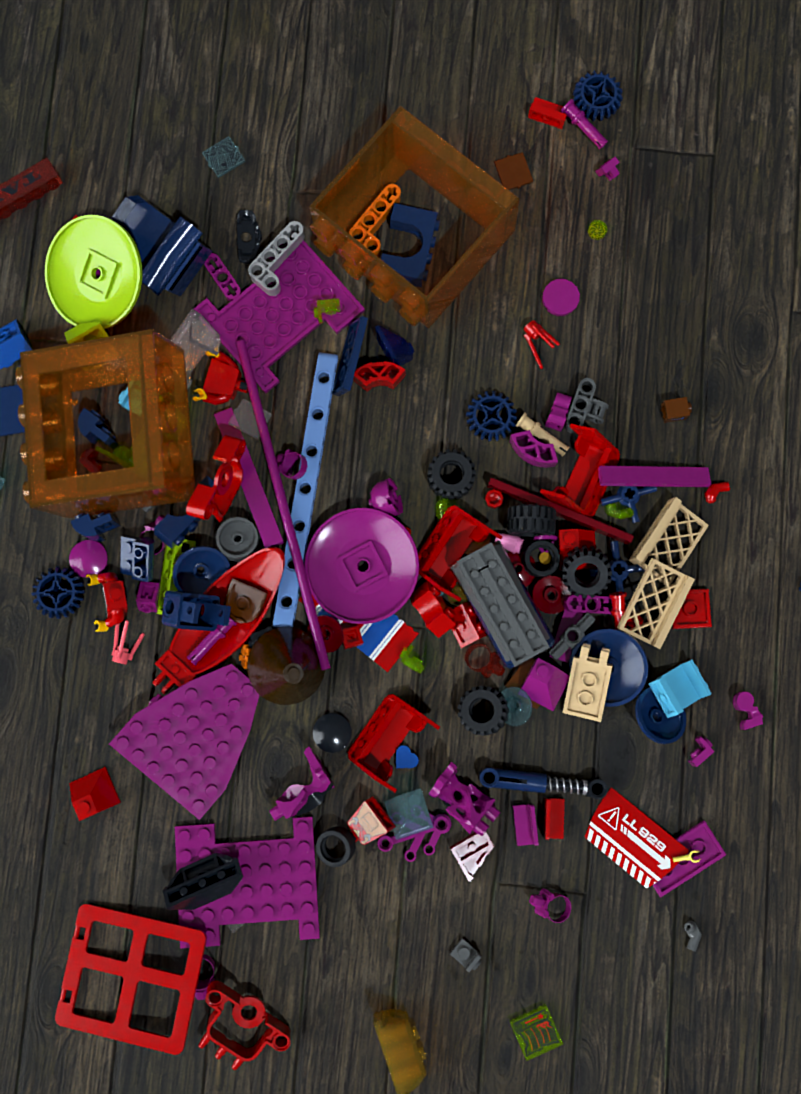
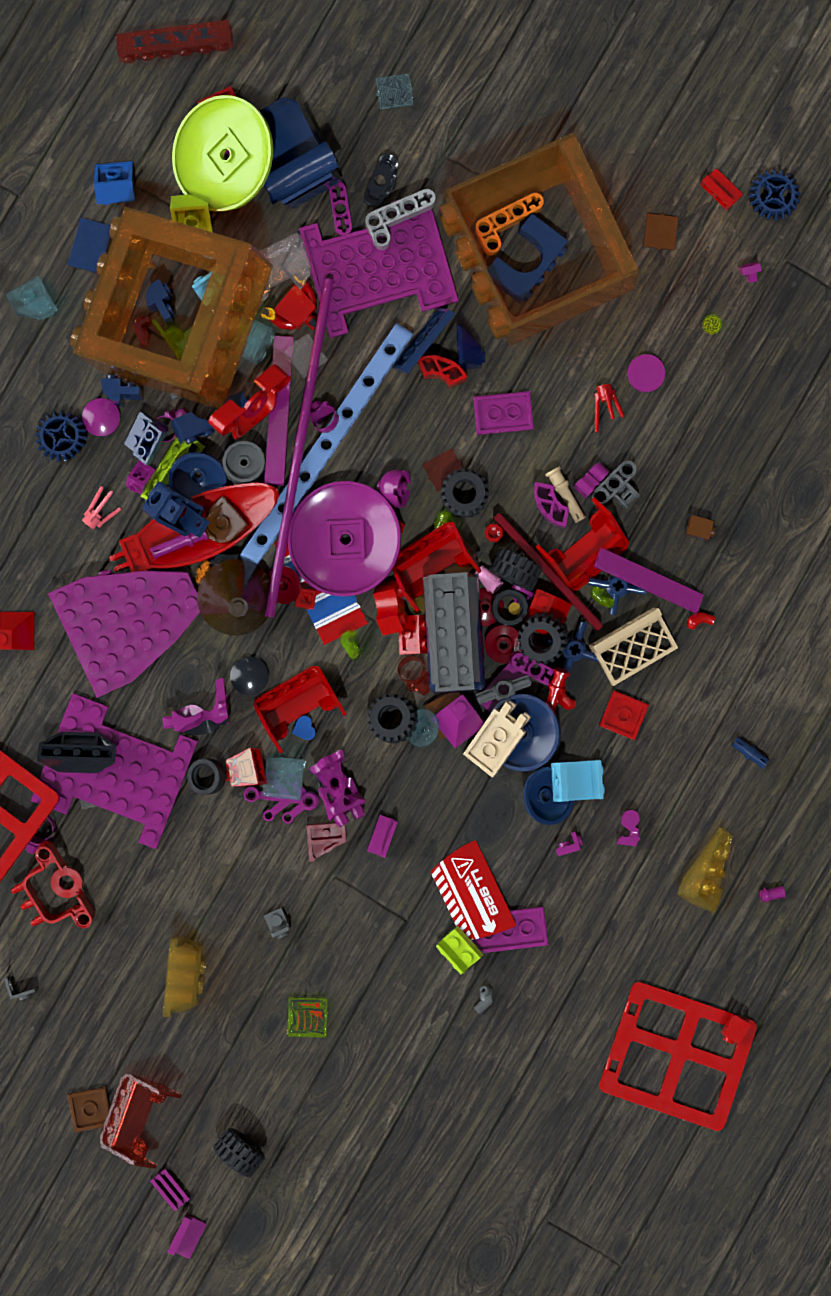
camera: 25 degrees right, 5 degrees up
(114, 599) = (108, 464): red torso -> none
(200, 426) = (257, 341): none -> clear light blue brick
(327, 306) = (424, 284): clear neon green bracket -> none
(418, 463) = (441, 467): none -> clear red piece
(451, 389) = (503, 413): none -> magenta tile
(486, 411) = (531, 464): dark blue gear -> none
(540, 782) = (412, 805): piece -> none
(541, 904) = (364, 909): magenta piece -> none
(553, 818) = (410, 842): red panel -> none
(578, 118) = (745, 209): magenta pin -> none
(647, 899) = (459, 950): none -> lime bracket
(670, 607) = (604, 704): tan fence -> none
(687, 857) = (511, 930): light yellow hand -> none

